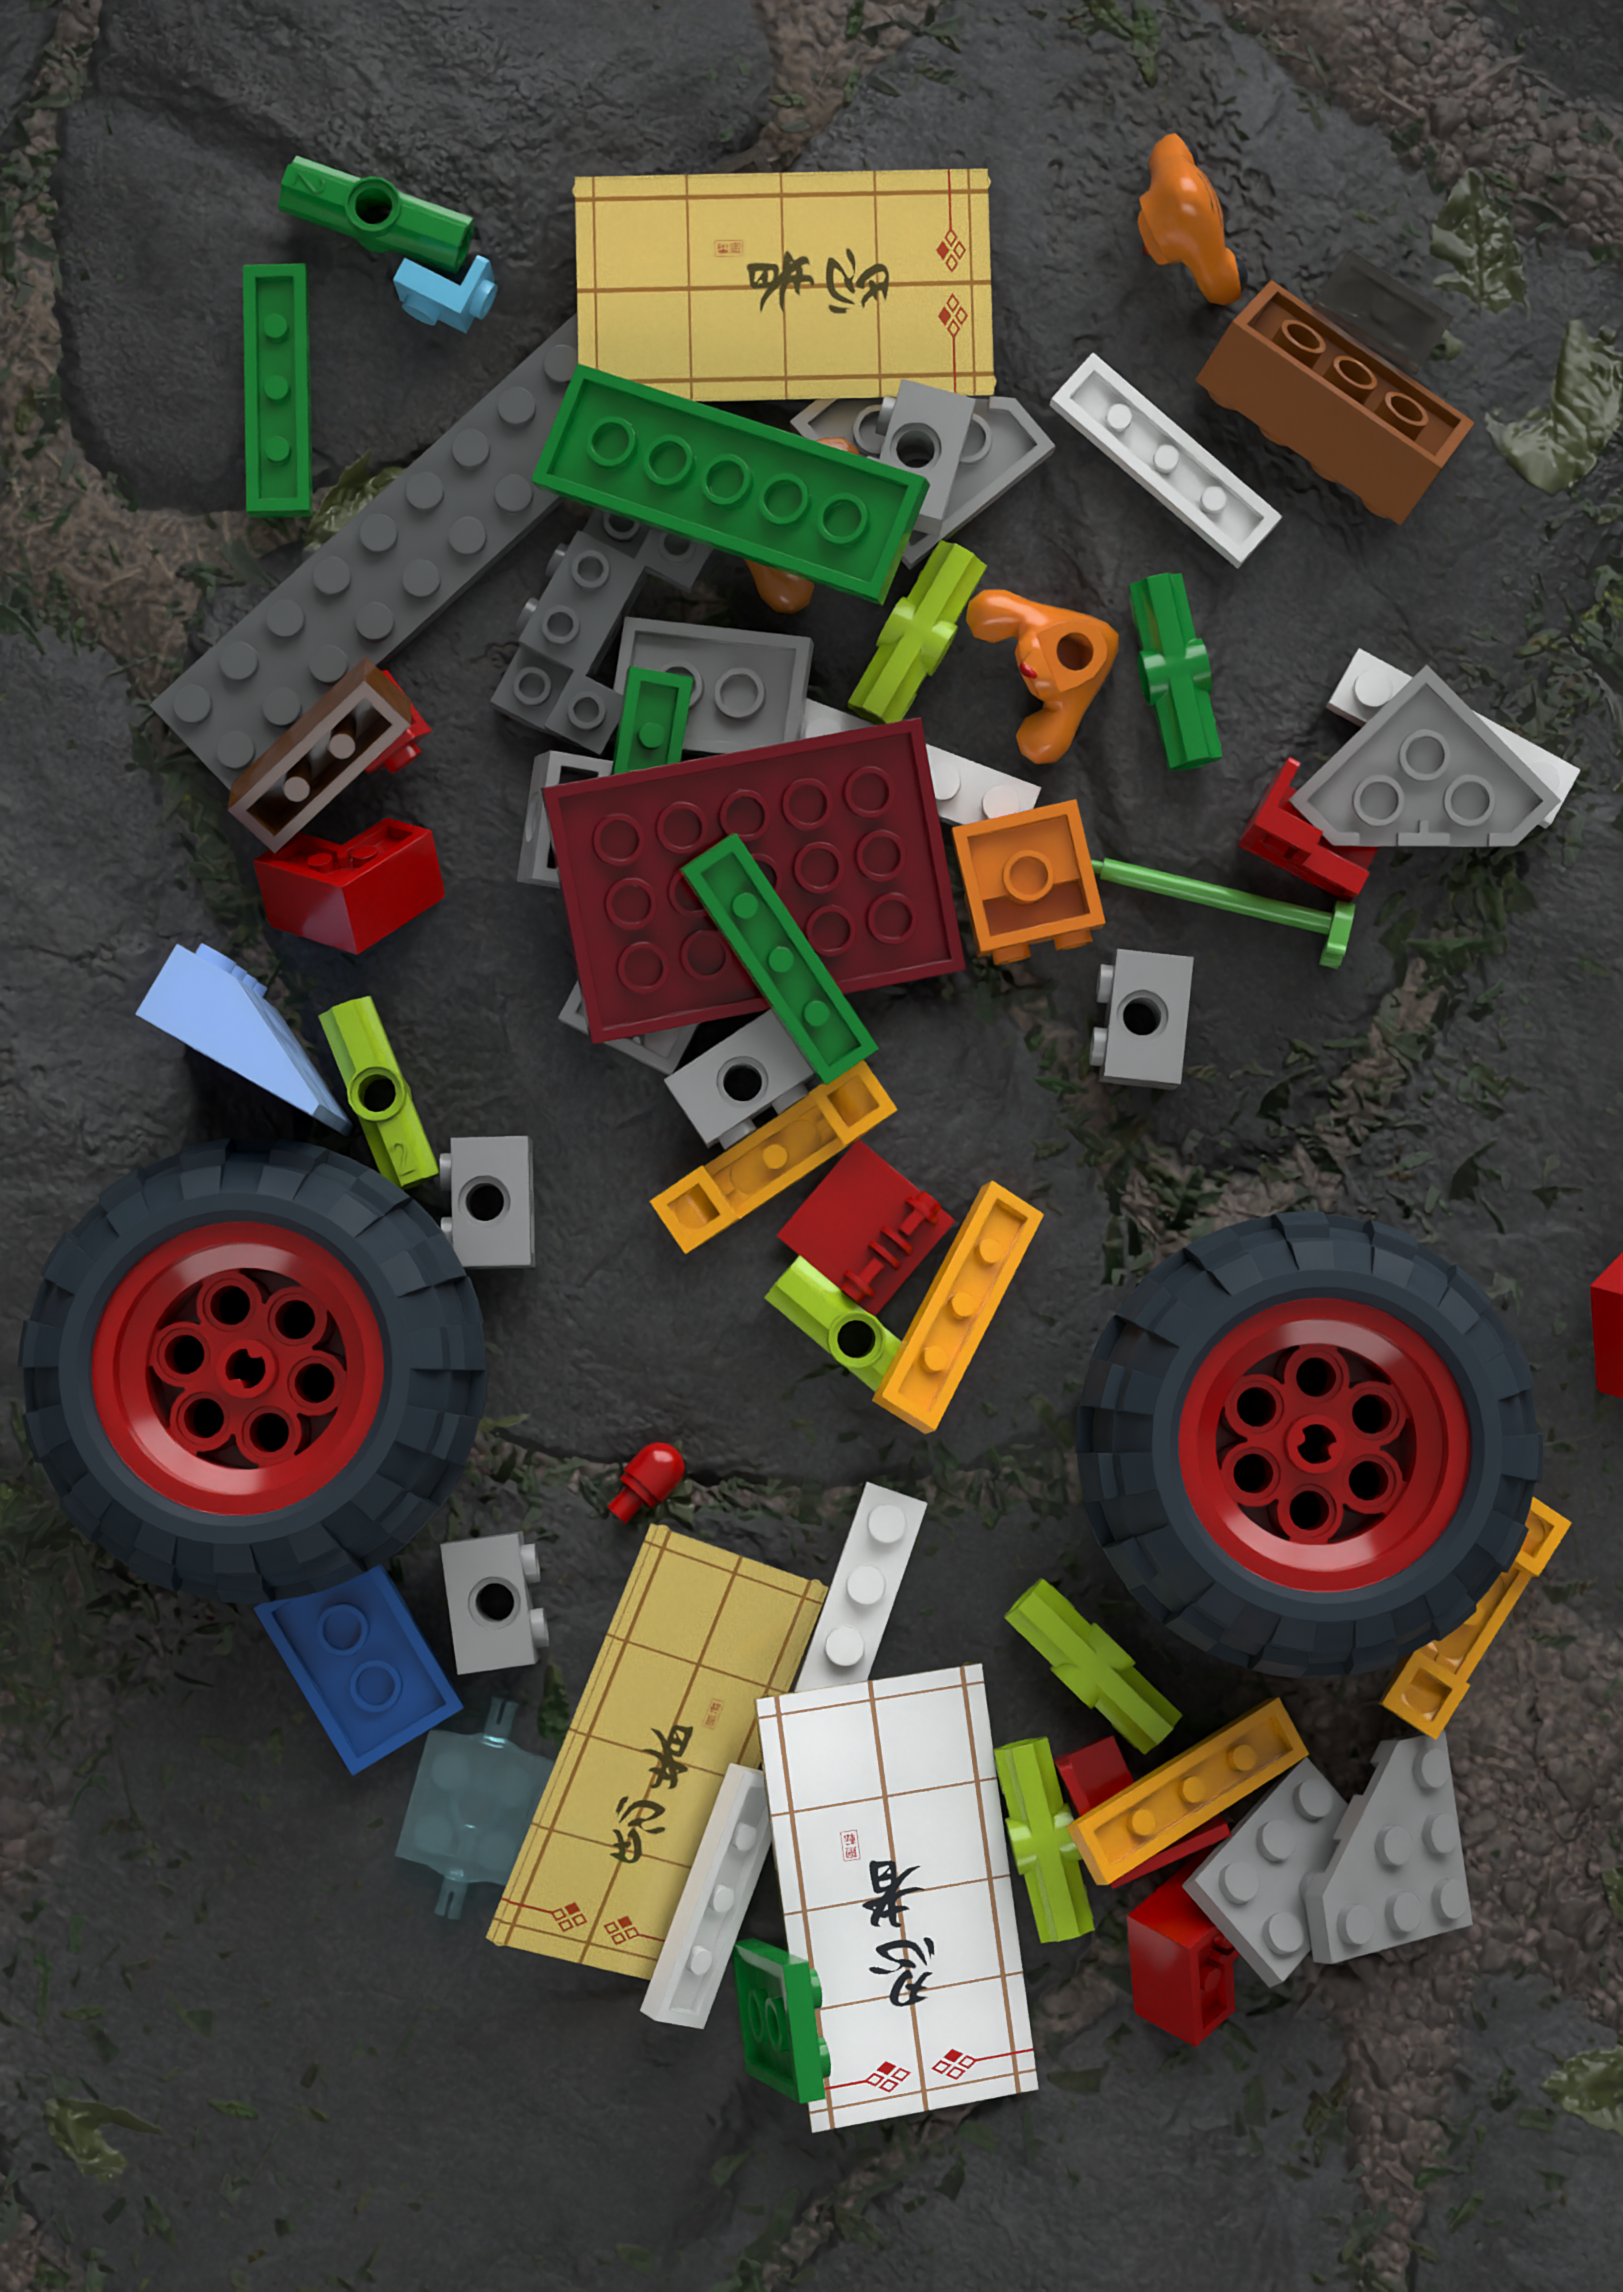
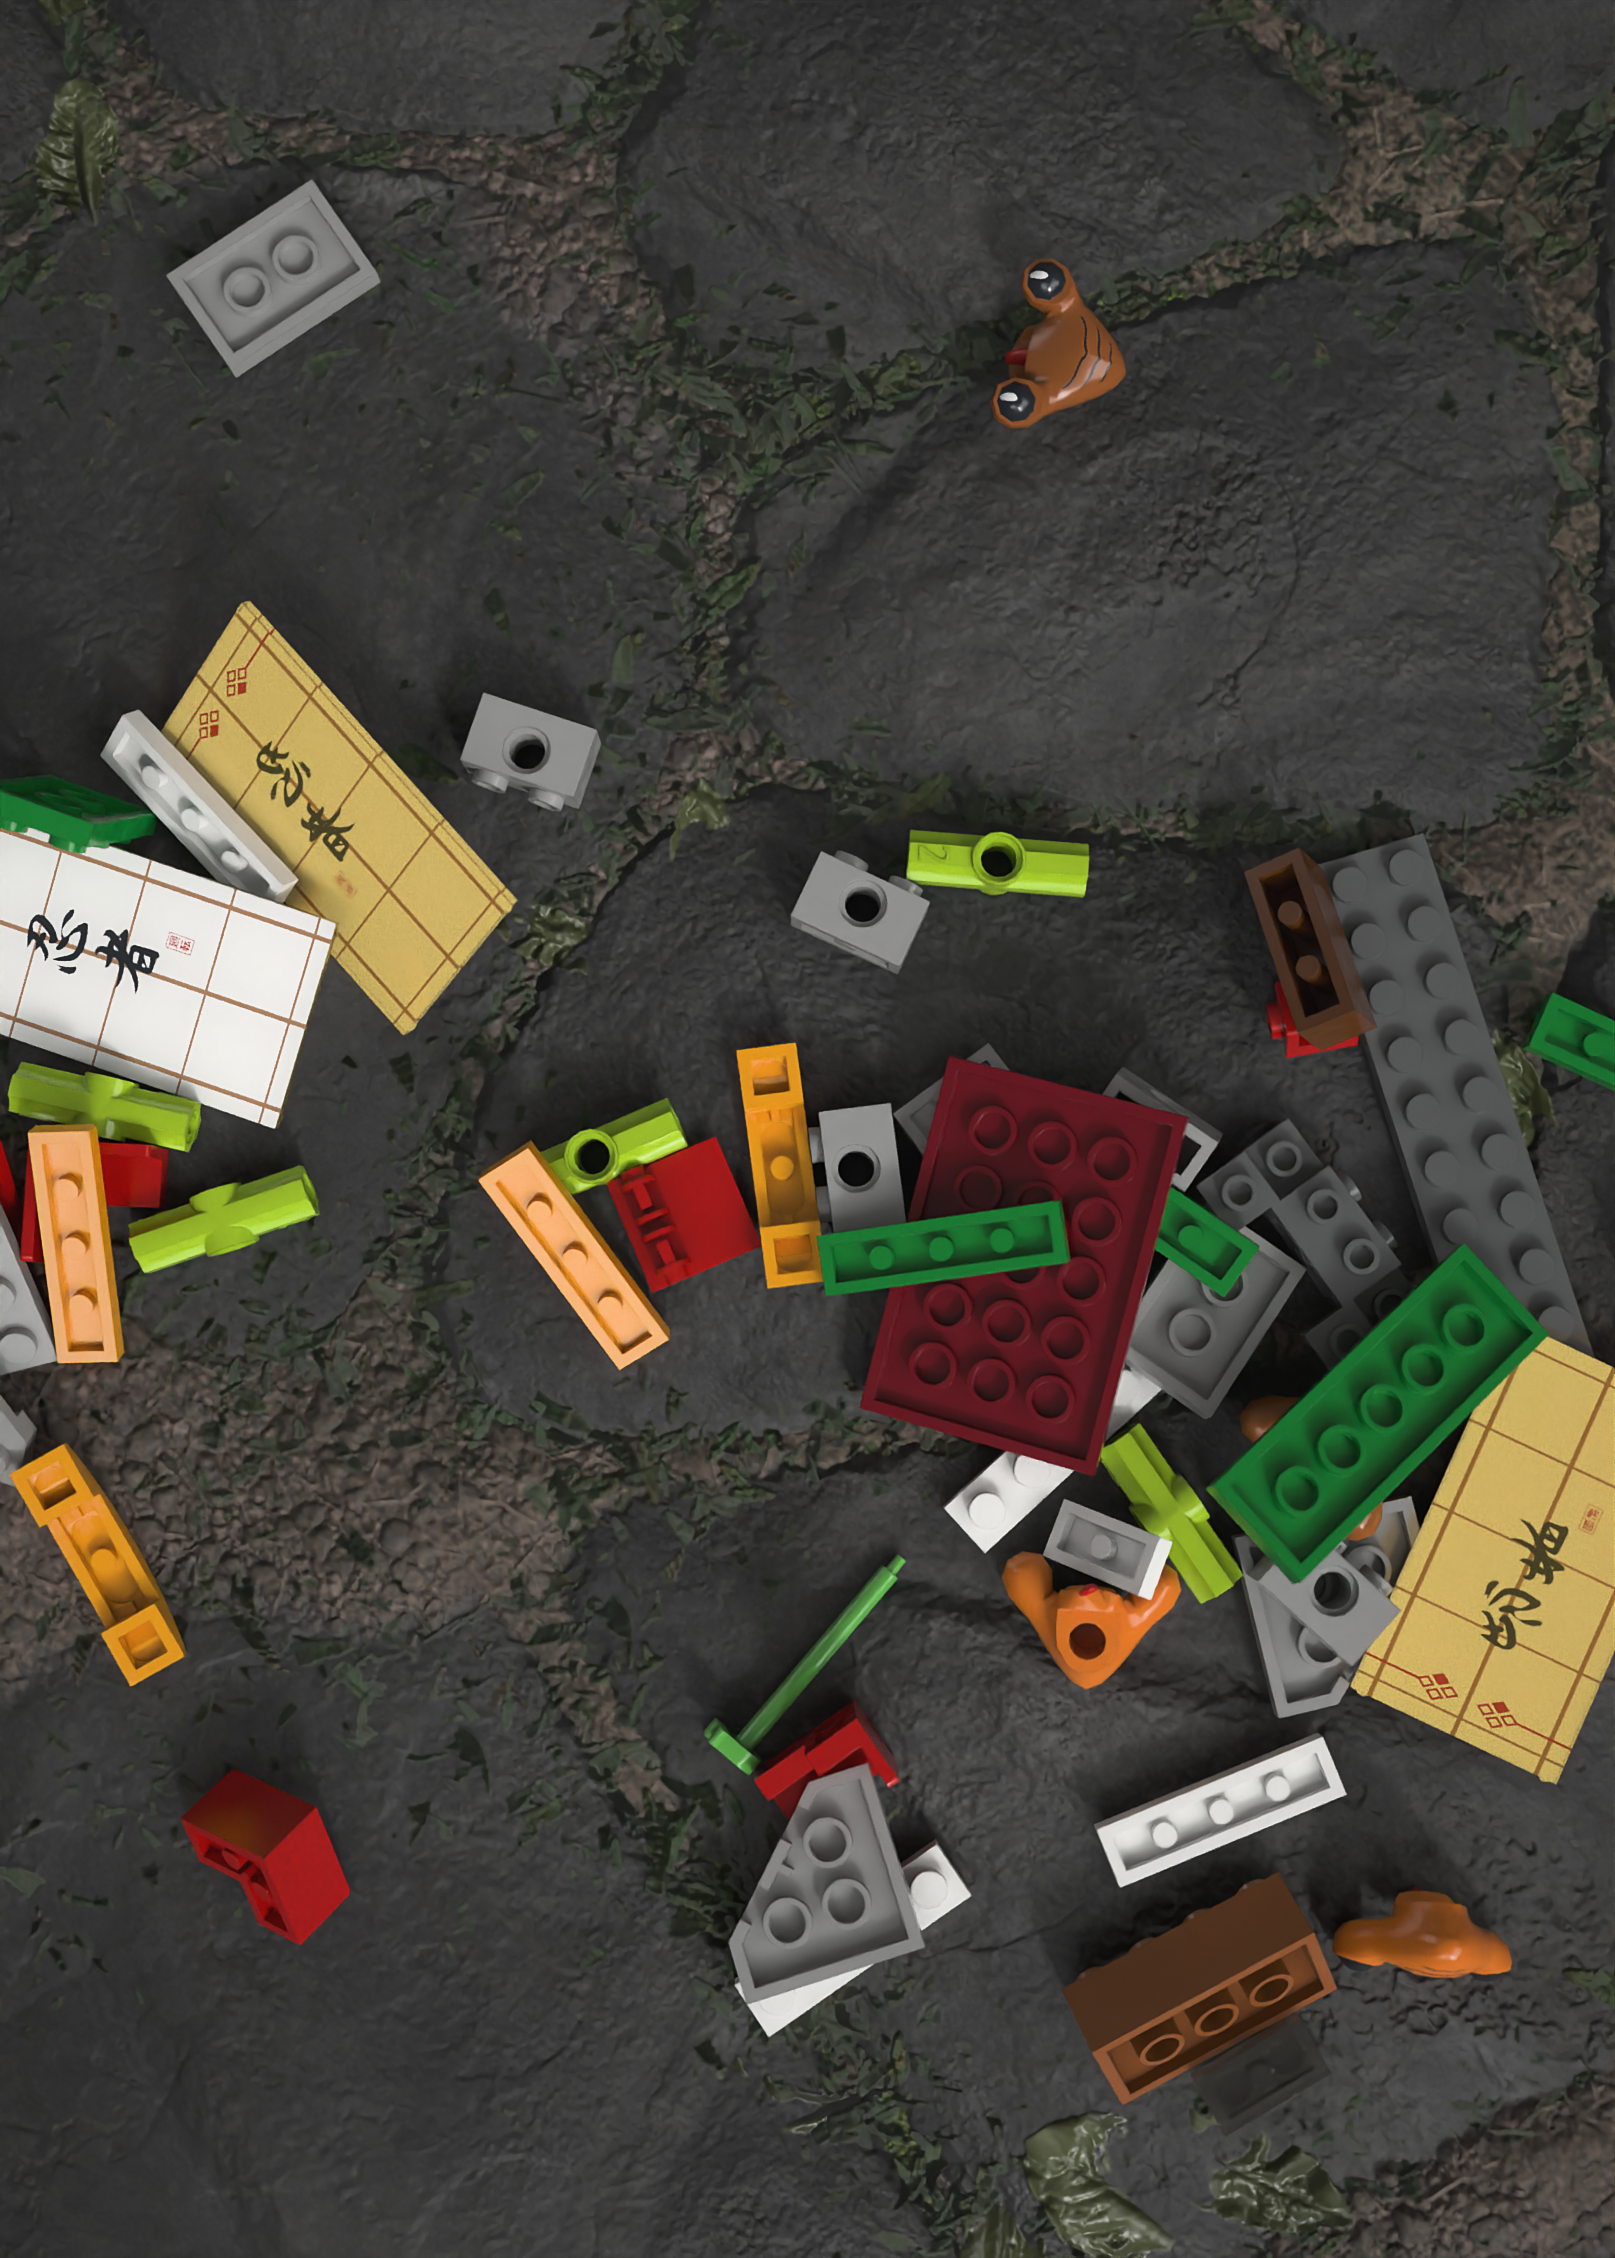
camera: 120 degrees right, 0 degrees up
(118, 1412) = (790, 765): black wheel -> none
(135, 2110) = (273, 278): none -> light grey plate
(223, 1015) = (1096, 764): light blue slope -> none
(351, 890) = (1180, 926): red panel -> none
(362, 1665) = (541, 625): blue plate -> none
(472, 1806) = (376, 659): clear light blue plate -> none
(648, 1479) = (566, 929): red cylinder -> none
(862, 1589) = (386, 1061): white plate -> none
(980, 674) = (1107, 1549): none -> white plate
(1028, 881) = (908, 1500): orange plate -> none
(1164, 987) = (757, 1572): light grey brick -> none
(1174, 672) = (1029, 1721): green piece -> none
(1449, 1454) = (166, 1485): black wheel -> none

